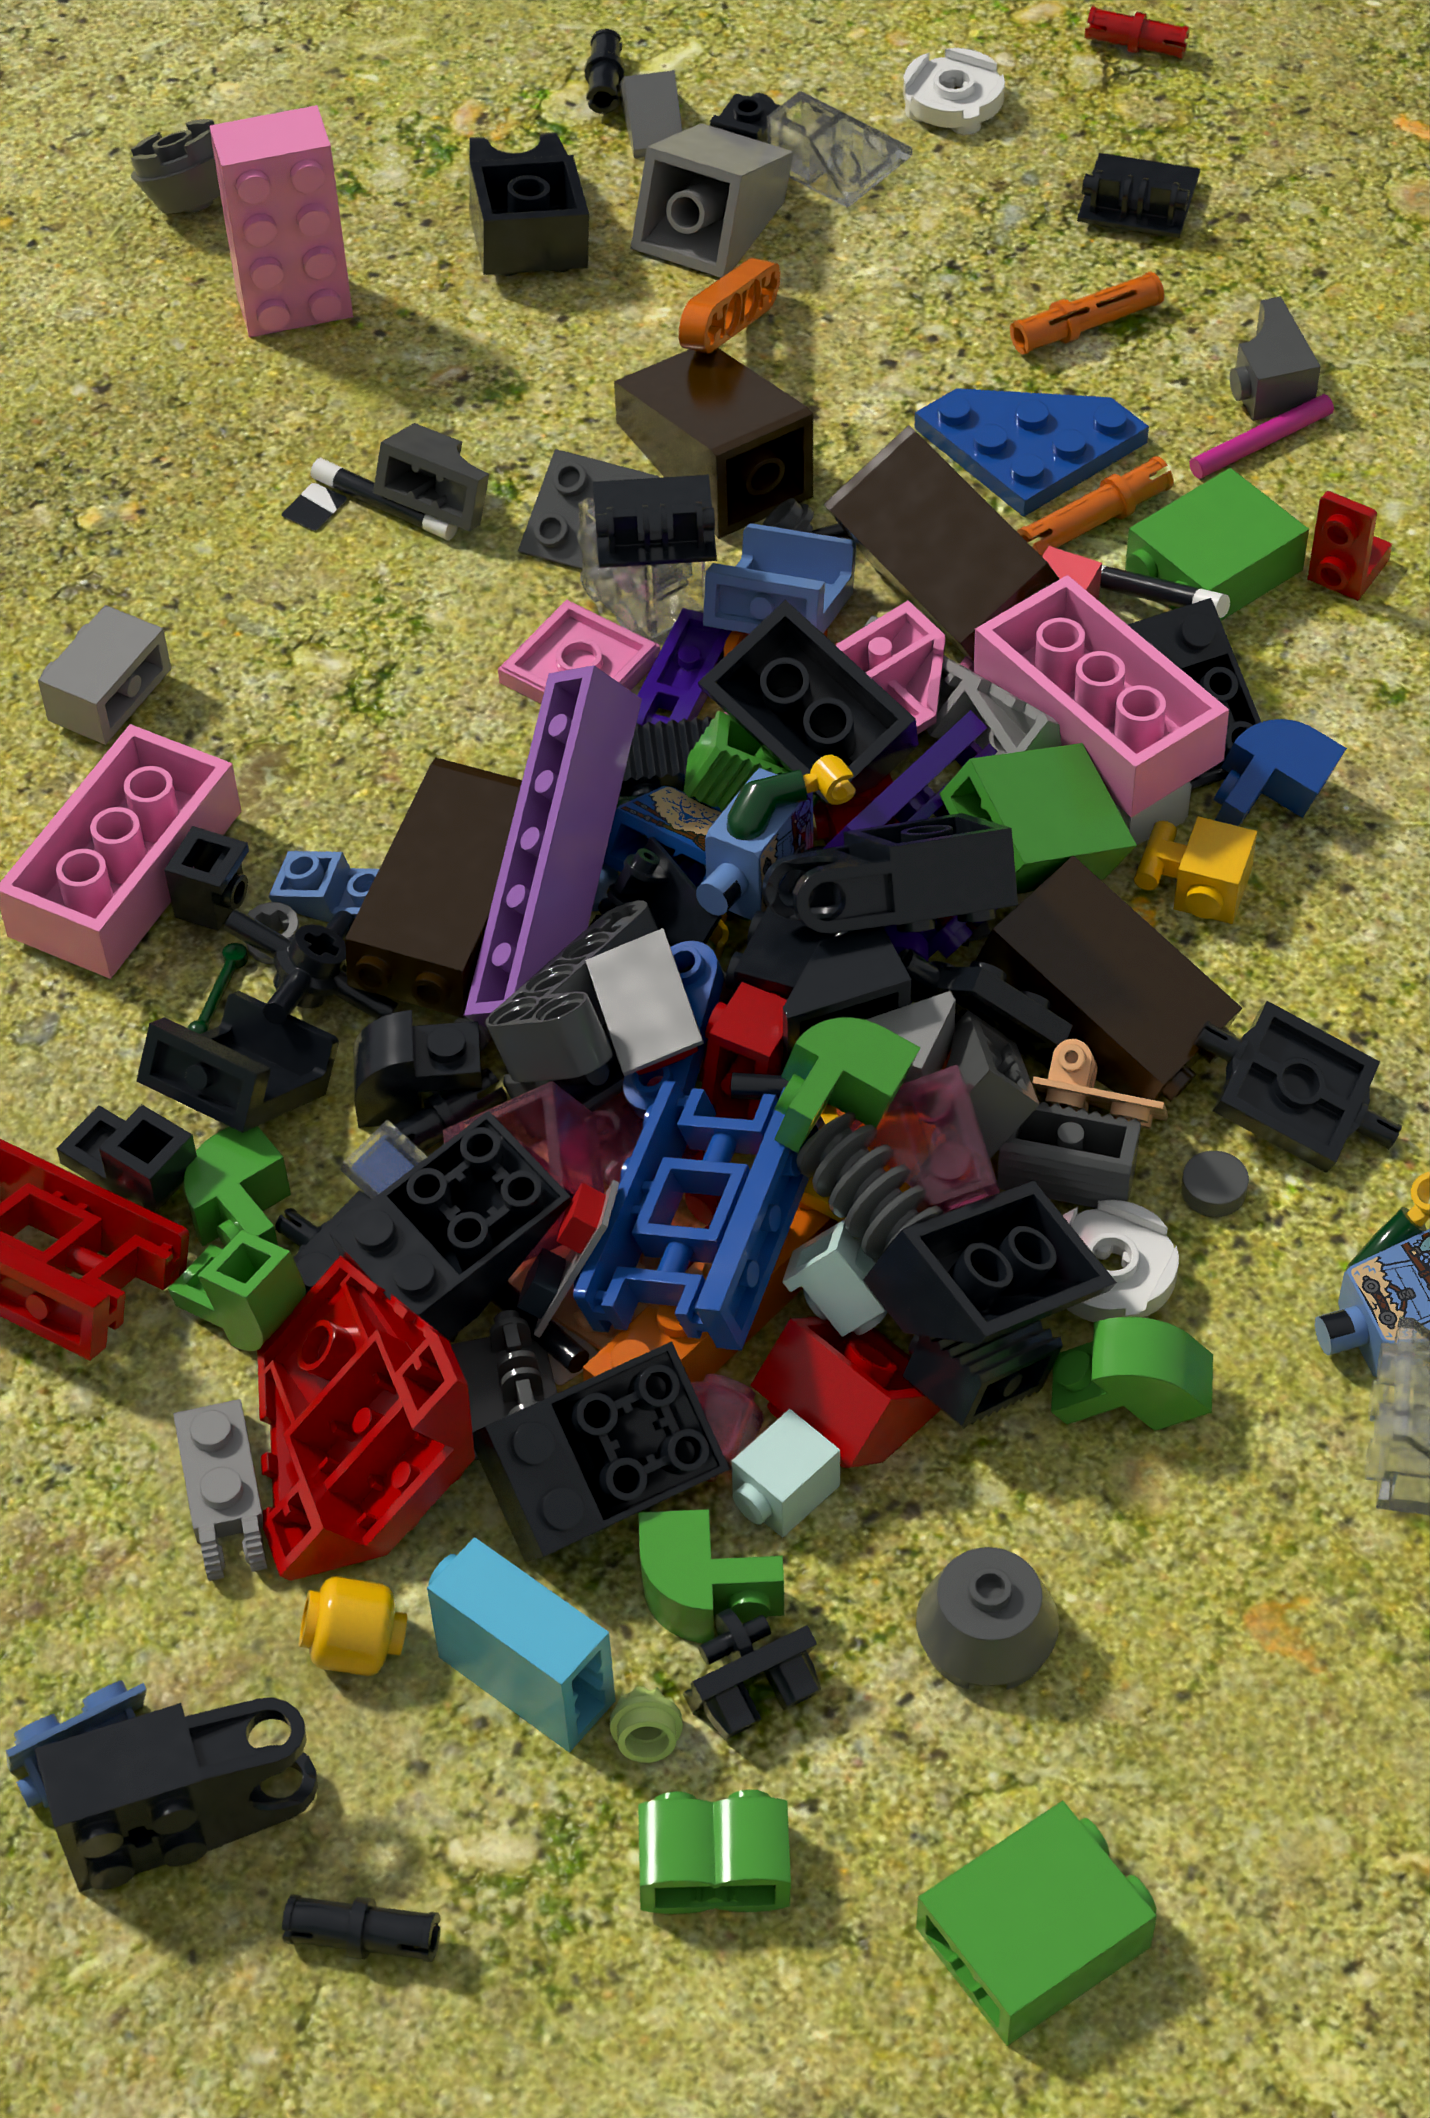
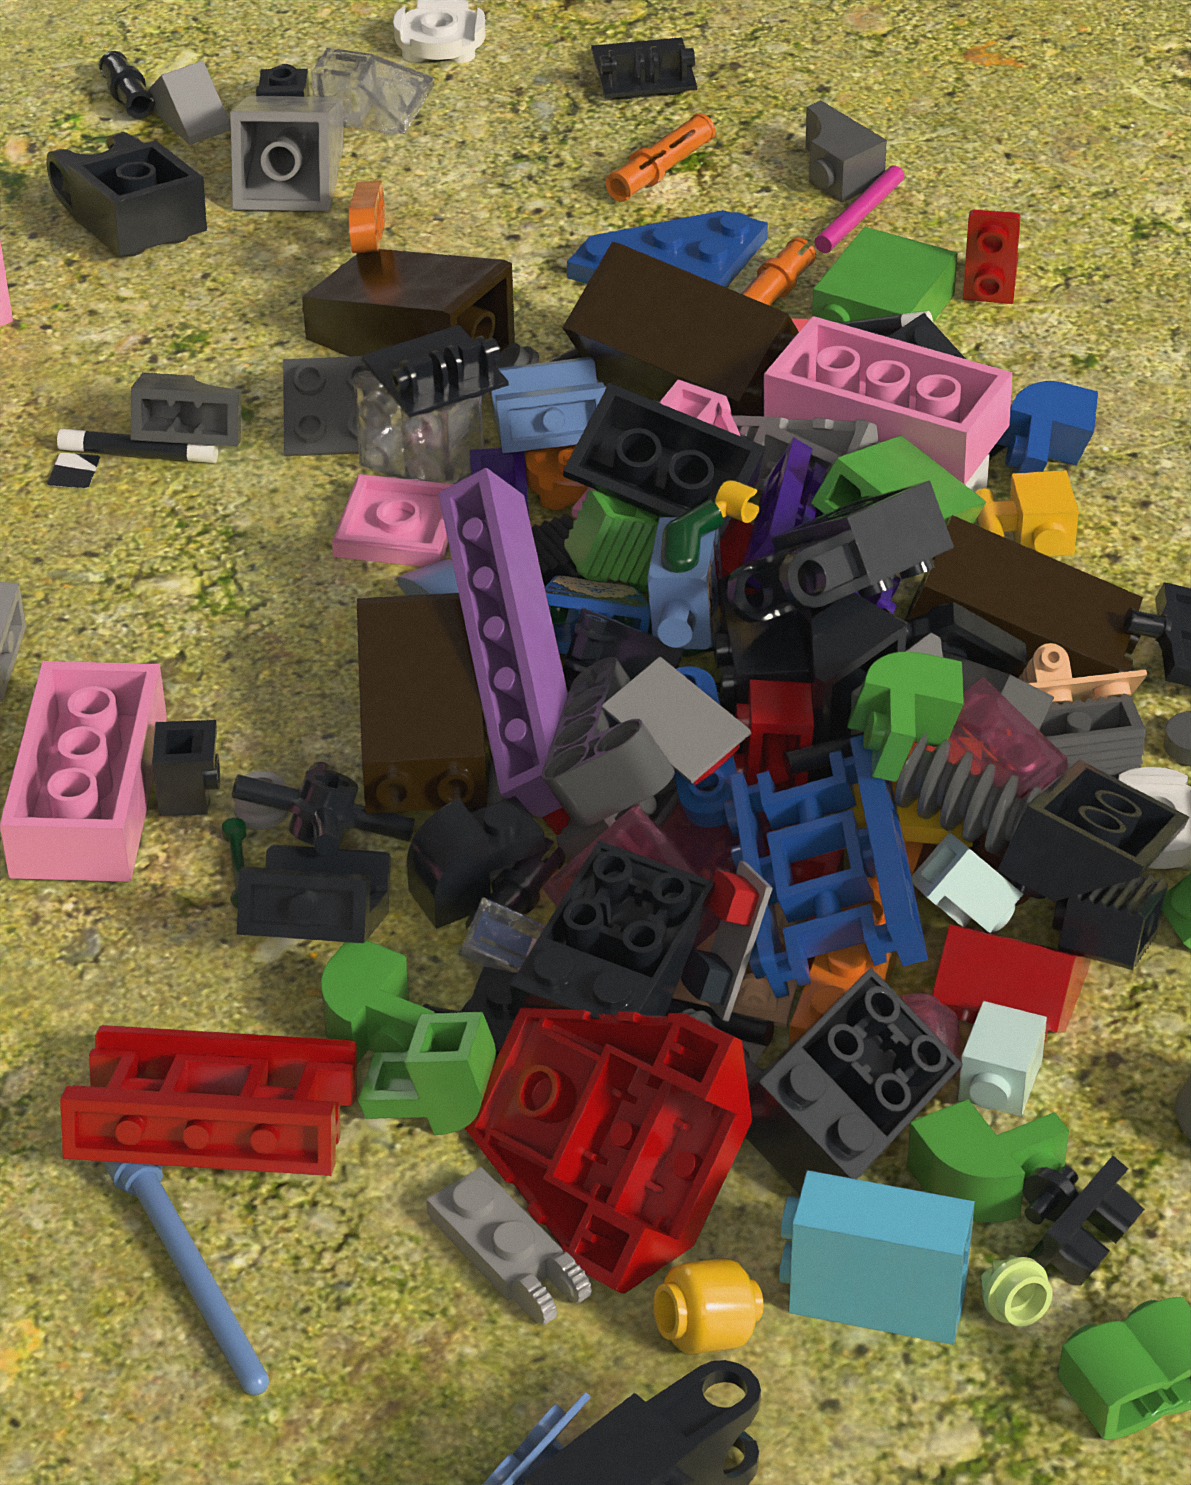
camera: 25 degrees left, 10 degrees down
(133, 1157) = (275, 1001): black brick -> none
(321, 884) = (290, 752): medium blue slope -> none

